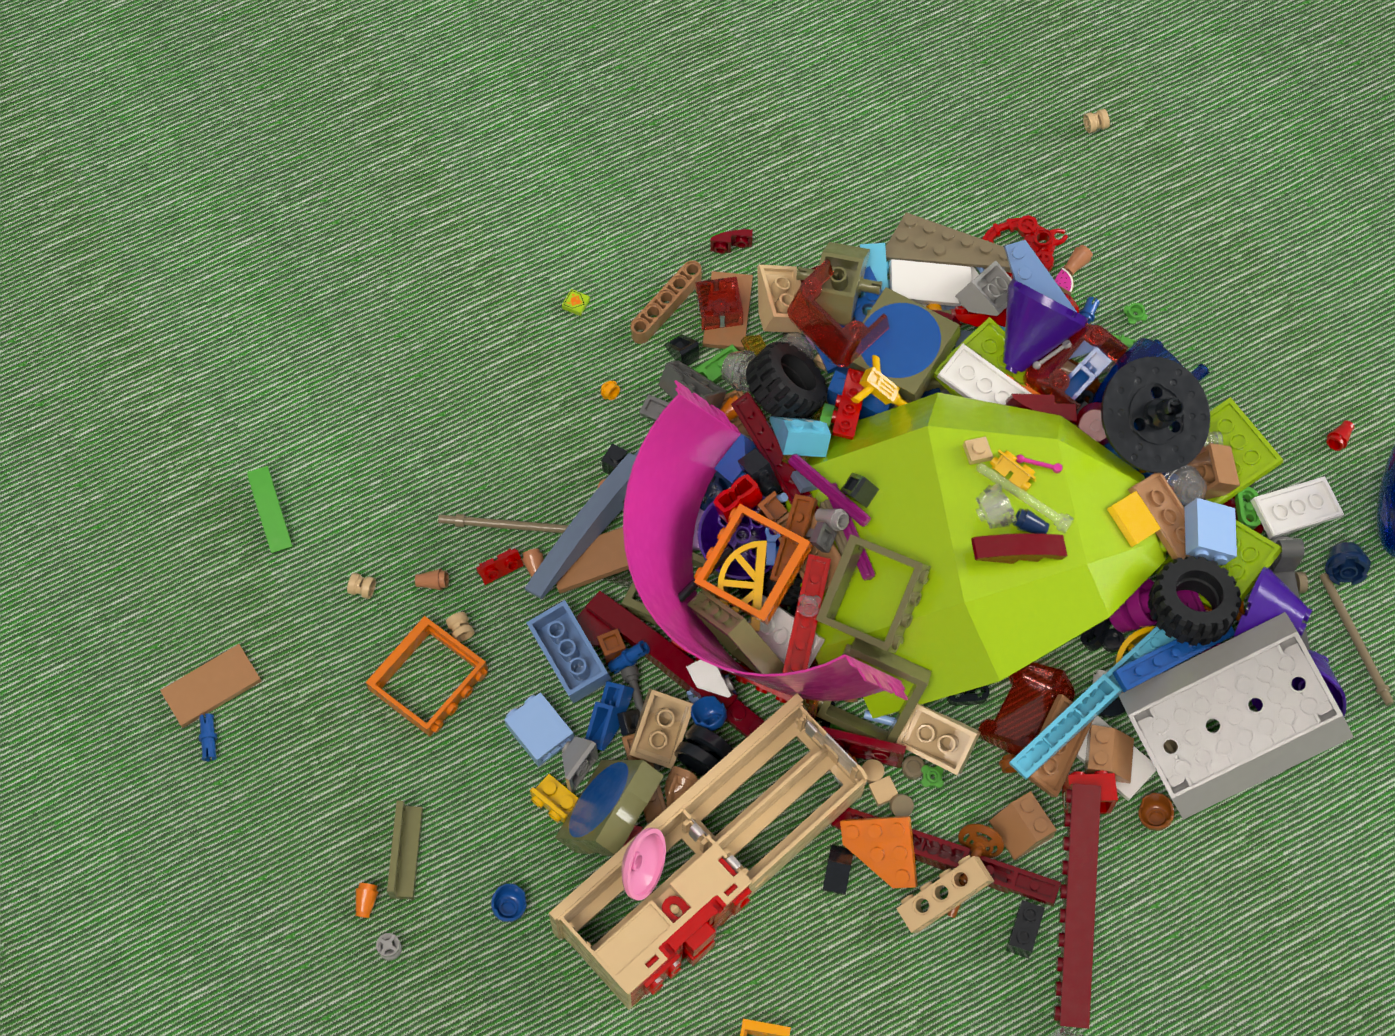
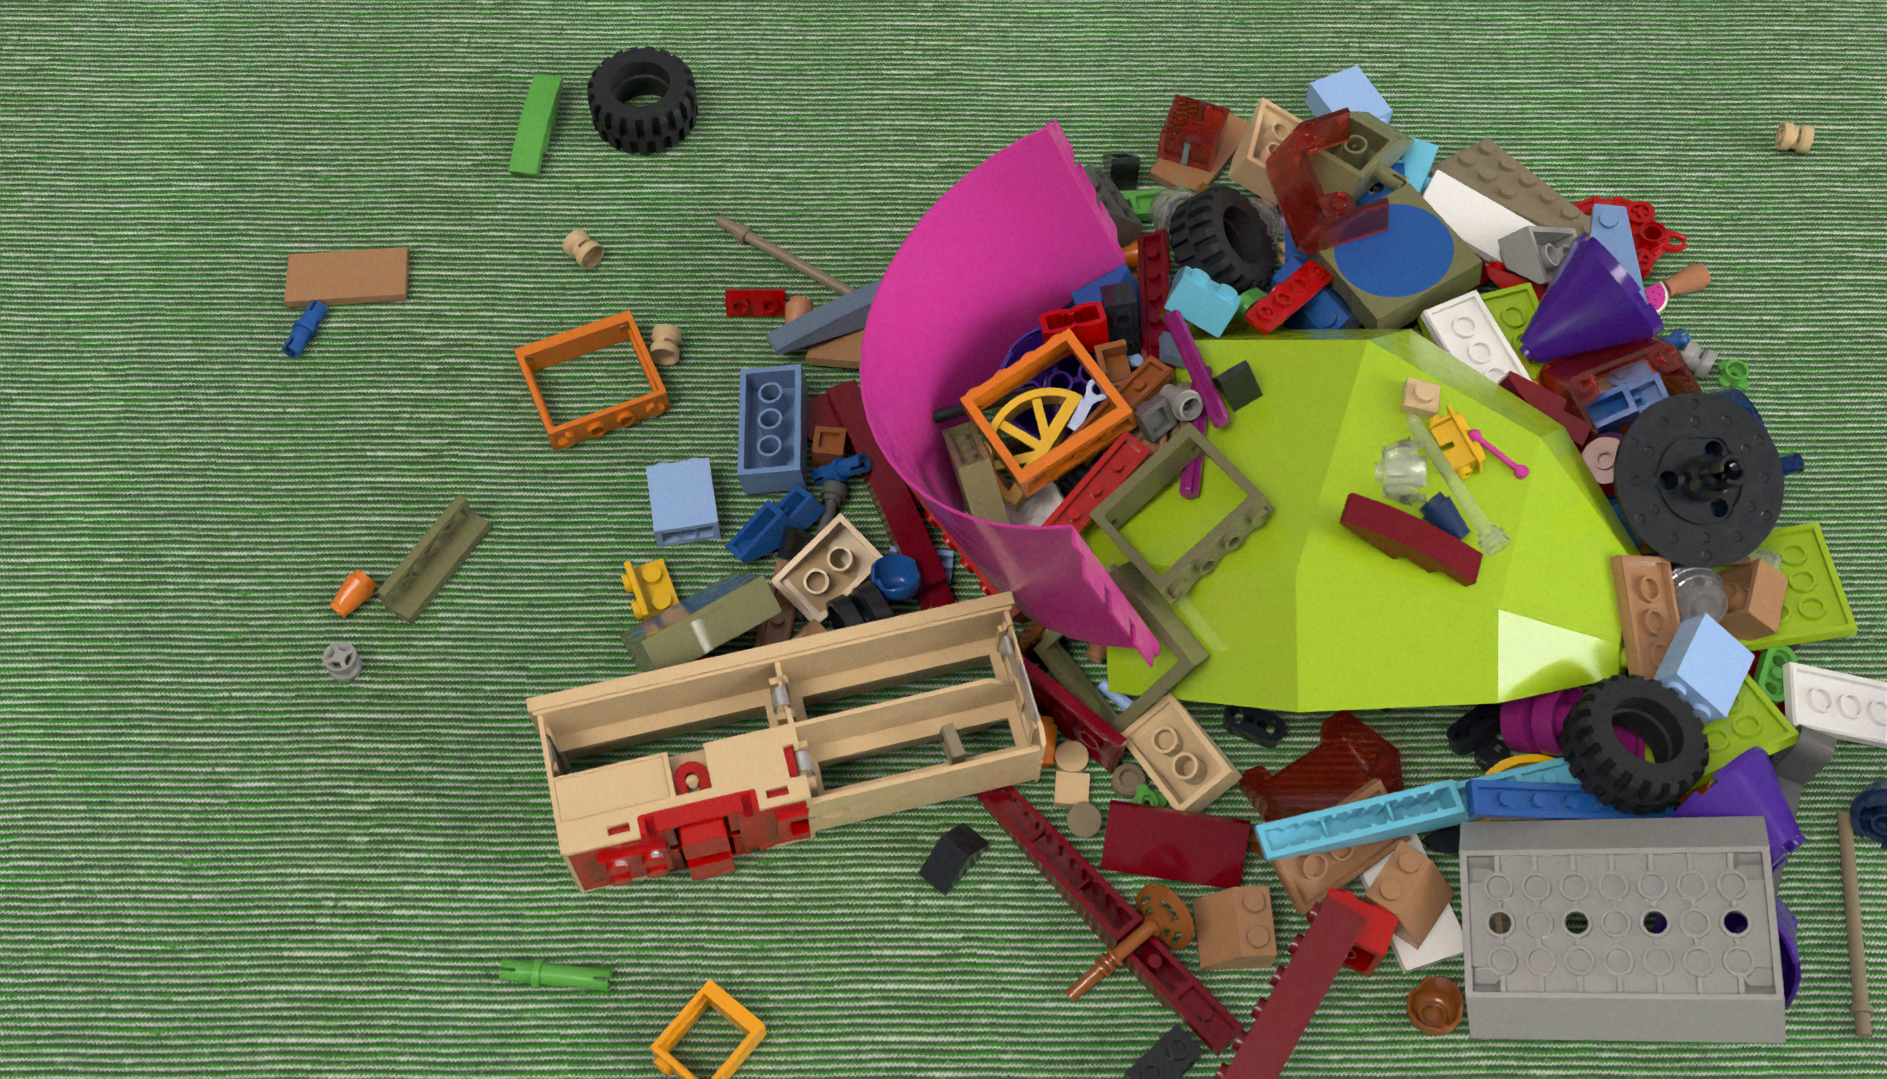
camera: 25 degrees right, 5 degrees down
(330, 432) = (638, 74): none -> black tyre
(433, 579) = (671, 281): nougat cone -> none
(508, 903) = (513, 682): blue hair -> none
(575, 302) = (1024, 67): tile -> none
(578, 759) = (702, 561): light grey slope -> none
(643, 863) = (680, 697): bright pink dish -> none
(665, 310) = (1127, 109): medium nougat beam -> none
(710, 678) = (920, 531): slope -> none
(722, 242) = (1245, 75): dark red slope -> none
(806, 231) = (1347, 89): none -> light blue brick
(808, 610) = (1083, 496): clear plate -> none
(809, 805) = (951, 744): none -> dark tan tile
(878, 385) = (1336, 290): yellow piece -> none
(884, 847) = (1028, 859): orange plate -> none
(911, 909) = (1127, 960): tan brick -> none
(963, 794) = (1175, 844): none -> dark red tile
(1066, 344) = (1564, 359): light grey hinge -> none
(1109, 314) = (1698, 359): none -> light grey wheel
(1133, 519) = (1598, 595): yellow tile -> none
(1302, 581) = (1807, 806): dark tan tile -> none

